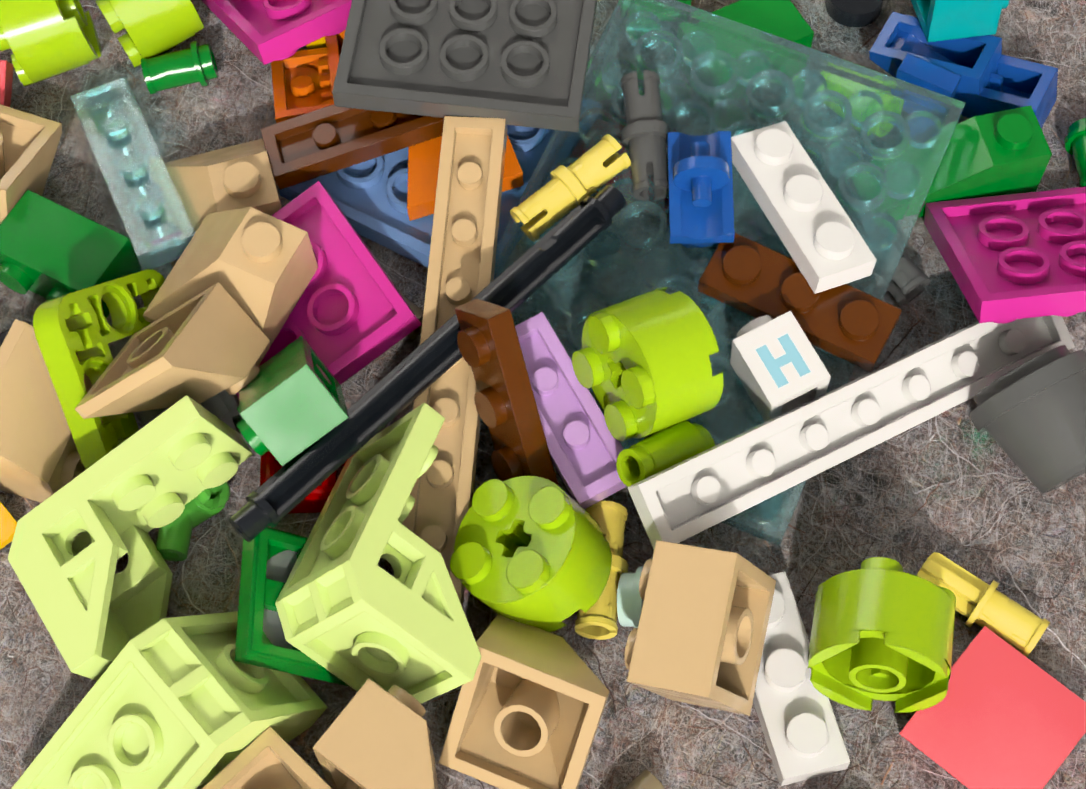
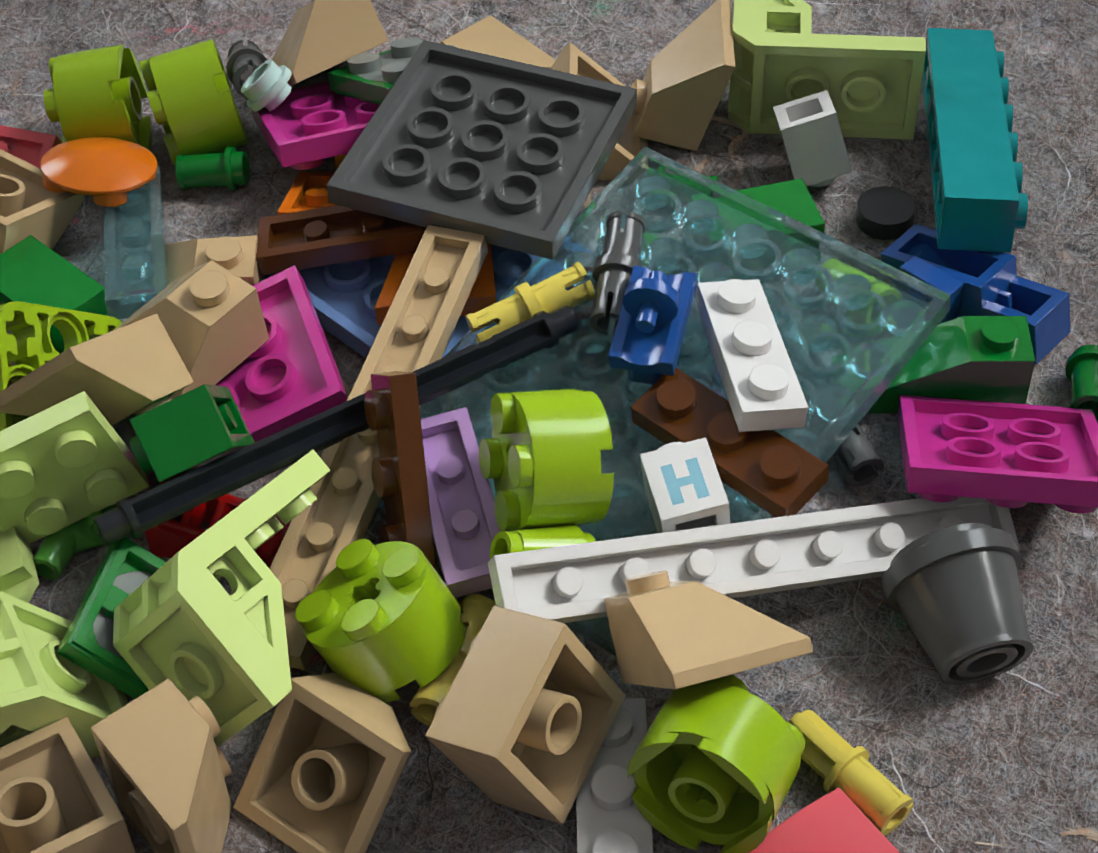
camera: 15 degrees right, 15 degrees down
(70, 97) = (98, 168): none -> orange dish
(838, 527) = (691, 634): none -> tan slope

